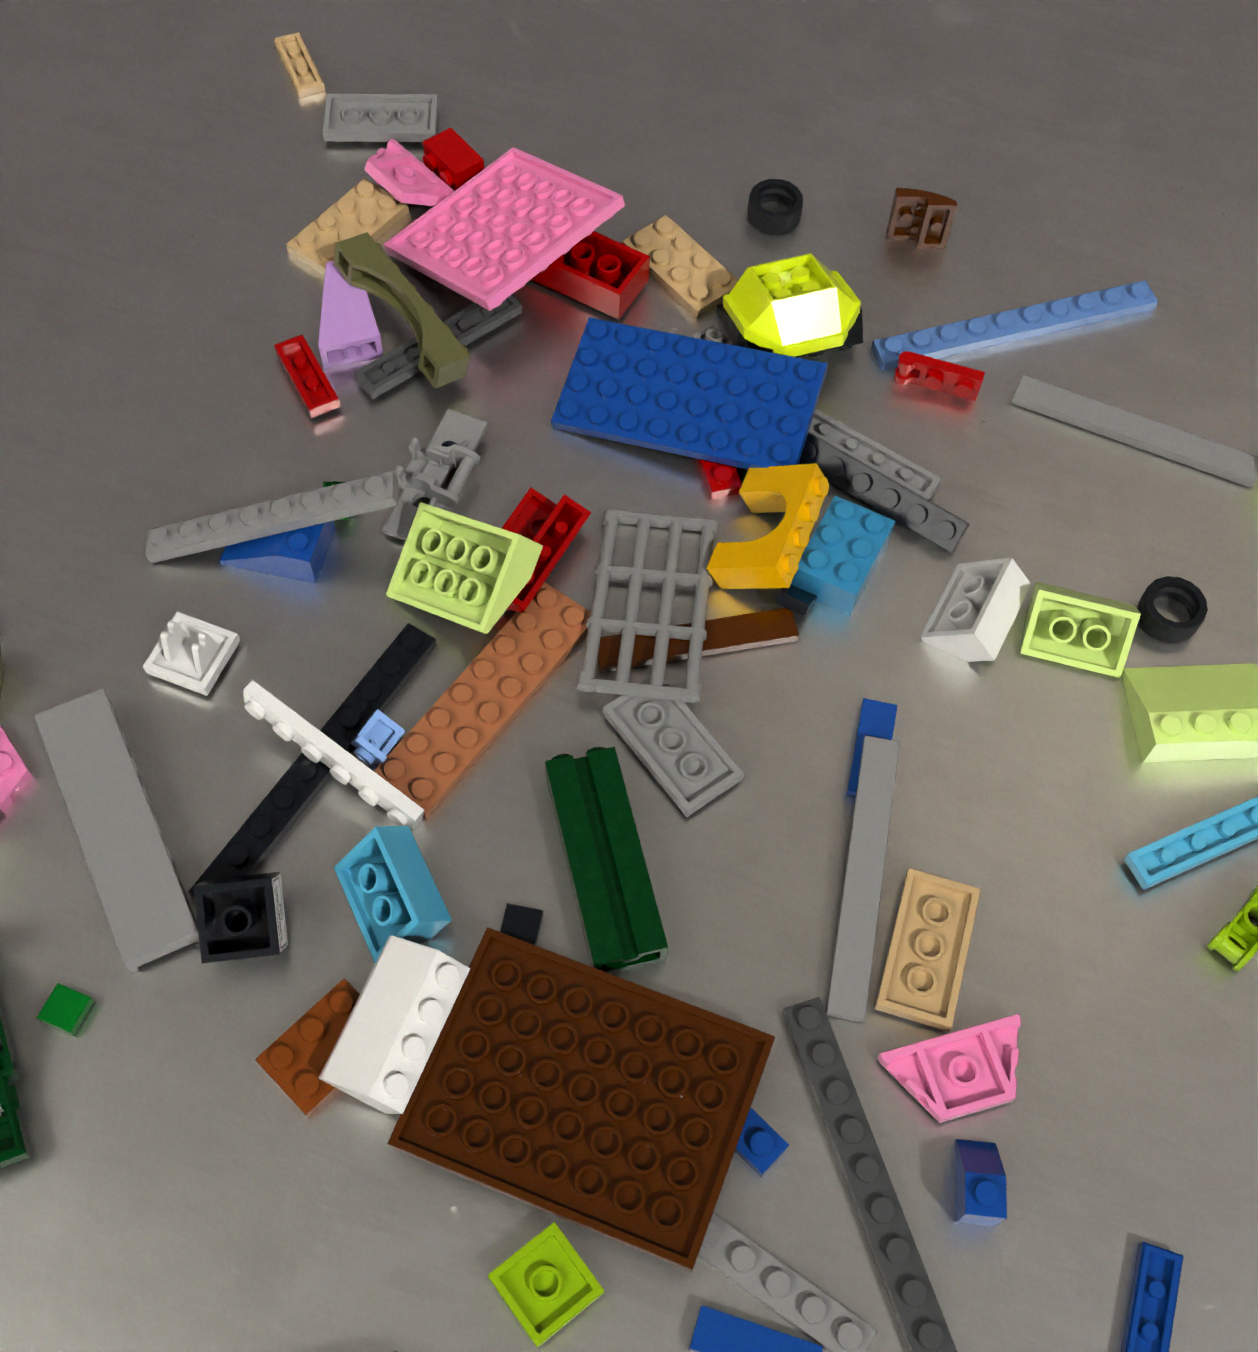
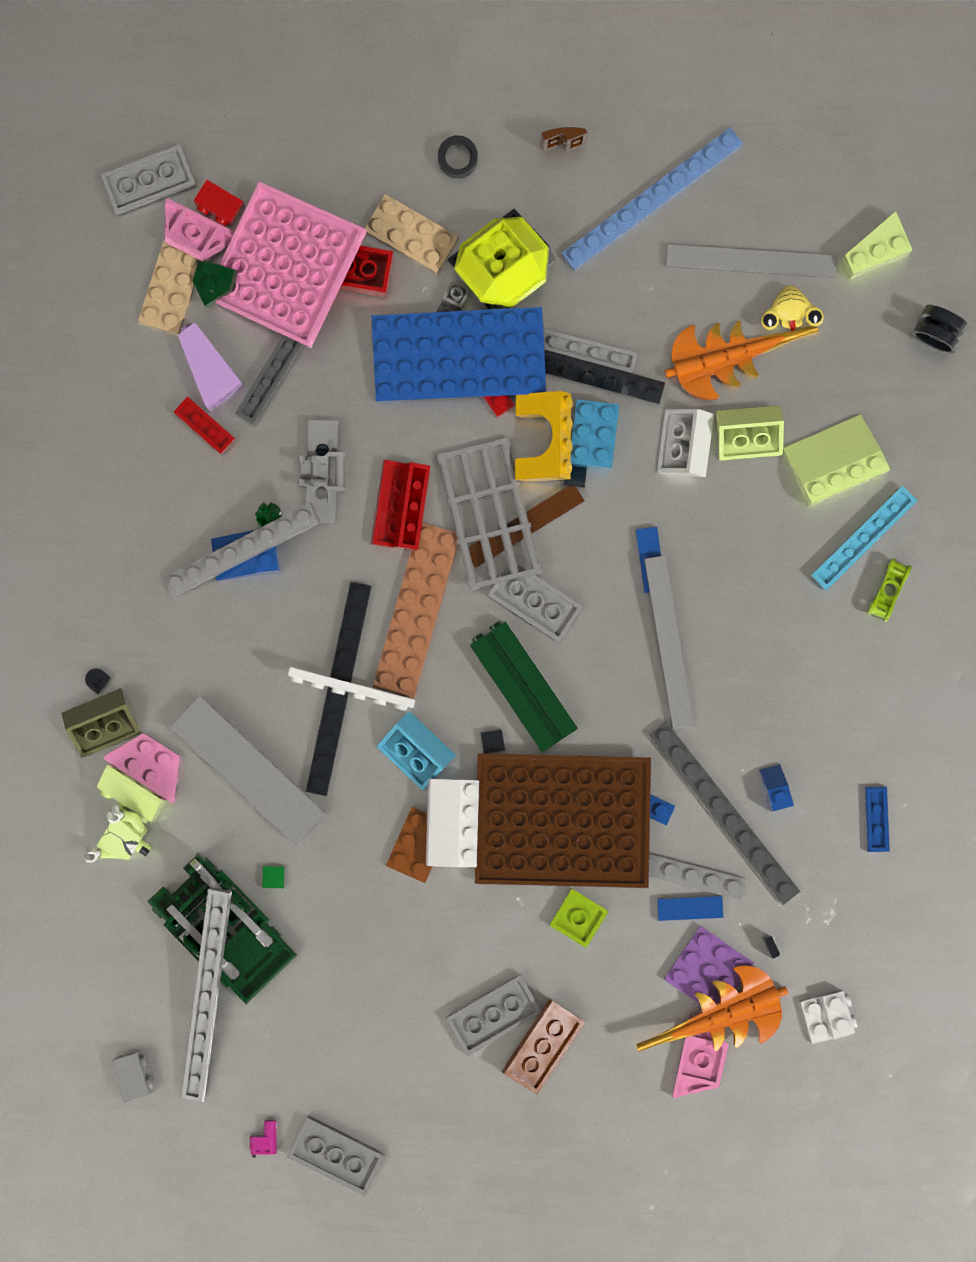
camera: 20 degrees left, 25 degrees up
(191, 653) = (233, 649): white plate -> none
(240, 917) = (345, 798): black brick -> none
(299, 65) = (62, 147): tan tile -> none
(369, 268) = (211, 334): olive arch -> none
(376, 738) = (366, 664): light blue bracket -> none
(404, 223) = (213, 281): none -> dark green plate
(462, 568) = (370, 539): yellowish green slope -> none
(928, 950) = (716, 671): tan plate -> none
(938, 375) = (613, 268): red plate -> none
(960, 1069) = (751, 733): bright pink wing -> none
(1020, 524) = (696, 364): none -> orange animal
(1180, 496) = (791, 308): none -> light yellow head
(1184, 592) = (814, 384): black tyre -> none

